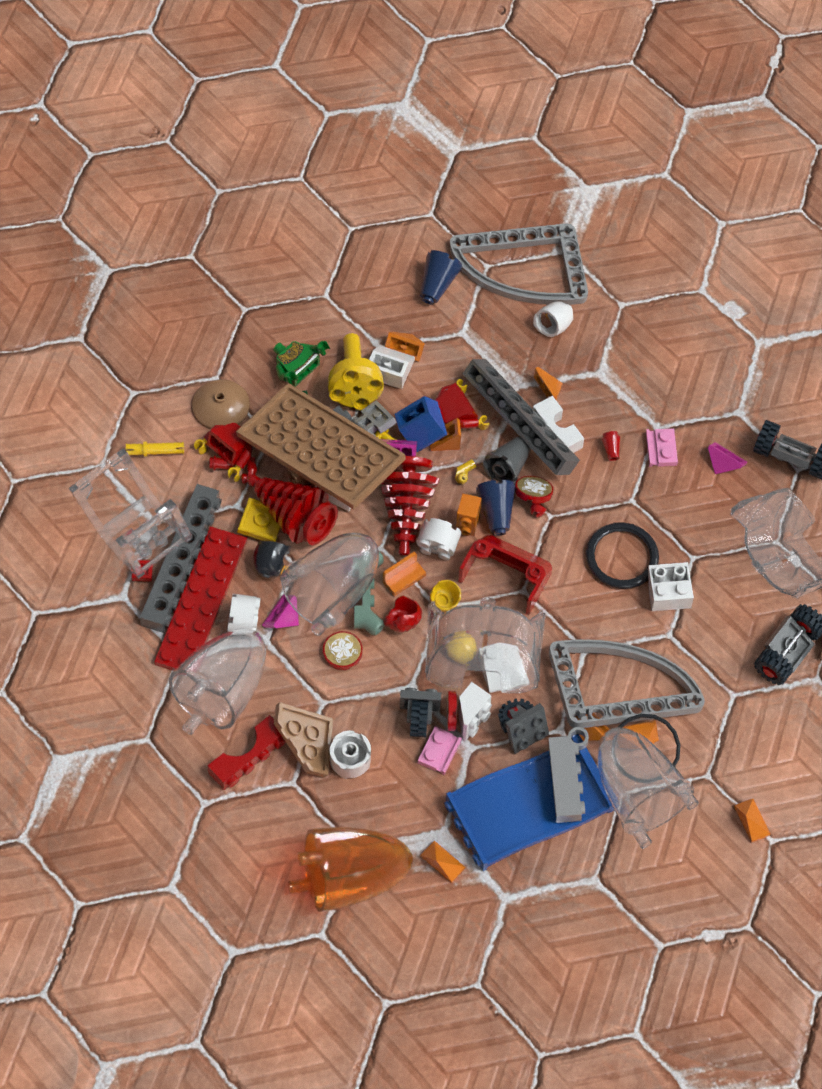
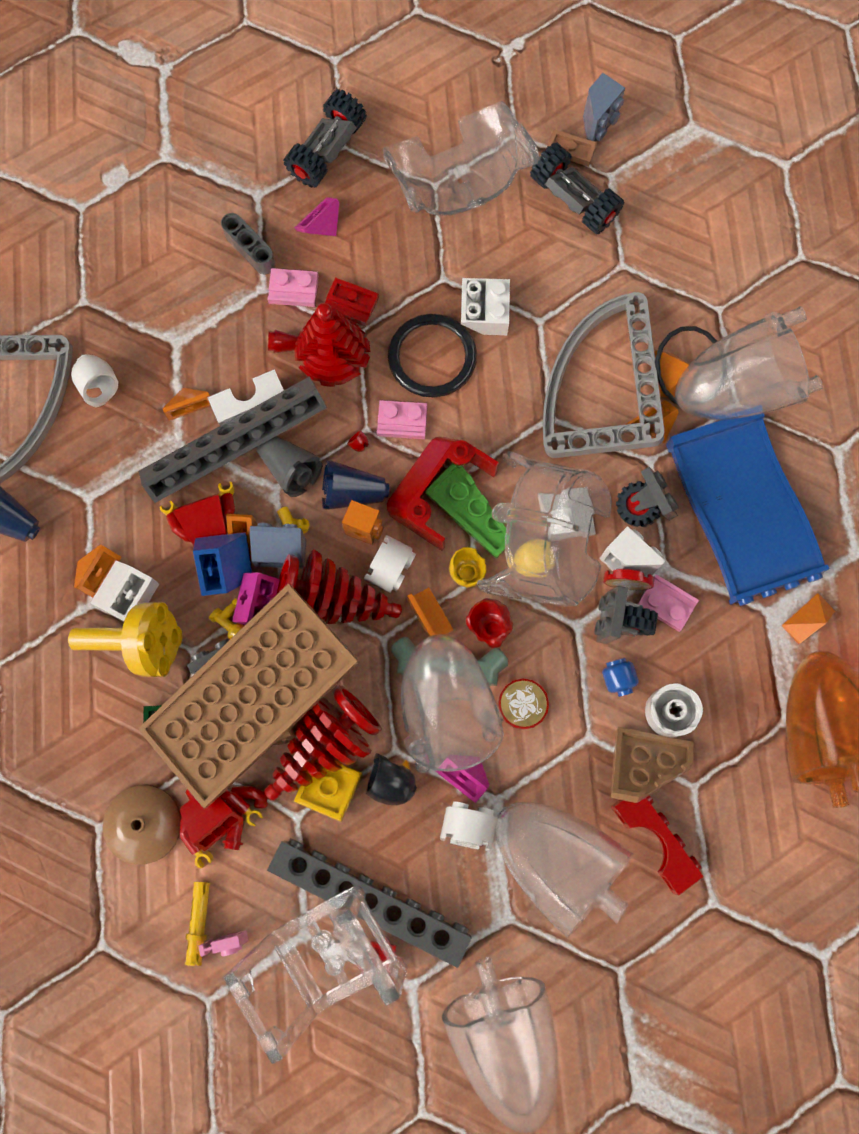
camera: 80 degrees left, 15 degrees up
(86, 650) = (507, 1047): none -> clear windscreen
(143, 463) = (225, 944): none -> bright pink plate
(201, 597) = (433, 880): red plate -> none
(298, 360) = (96, 714): green torso -> none
(372, 715) = (620, 677): none -> blue head
(378, 417) = (201, 617): light grey plate -> none
(444, 462) = (273, 544): none -> sand blue slope
(503, 585) = (464, 503): none -> bright green wing
(534, 489) = (333, 440): tile -> none
(562, 539) = (402, 419): none -> bright pink plate
(564, 775) = (726, 458): light grey hinge -> none
(609, 474) = (331, 347): none -> red plant
(656, 489) = (352, 300): none -> red plate
(693, 401) = (243, 235): none -> dark grey beam
(752, 820) = (777, 272): orange slope -> none

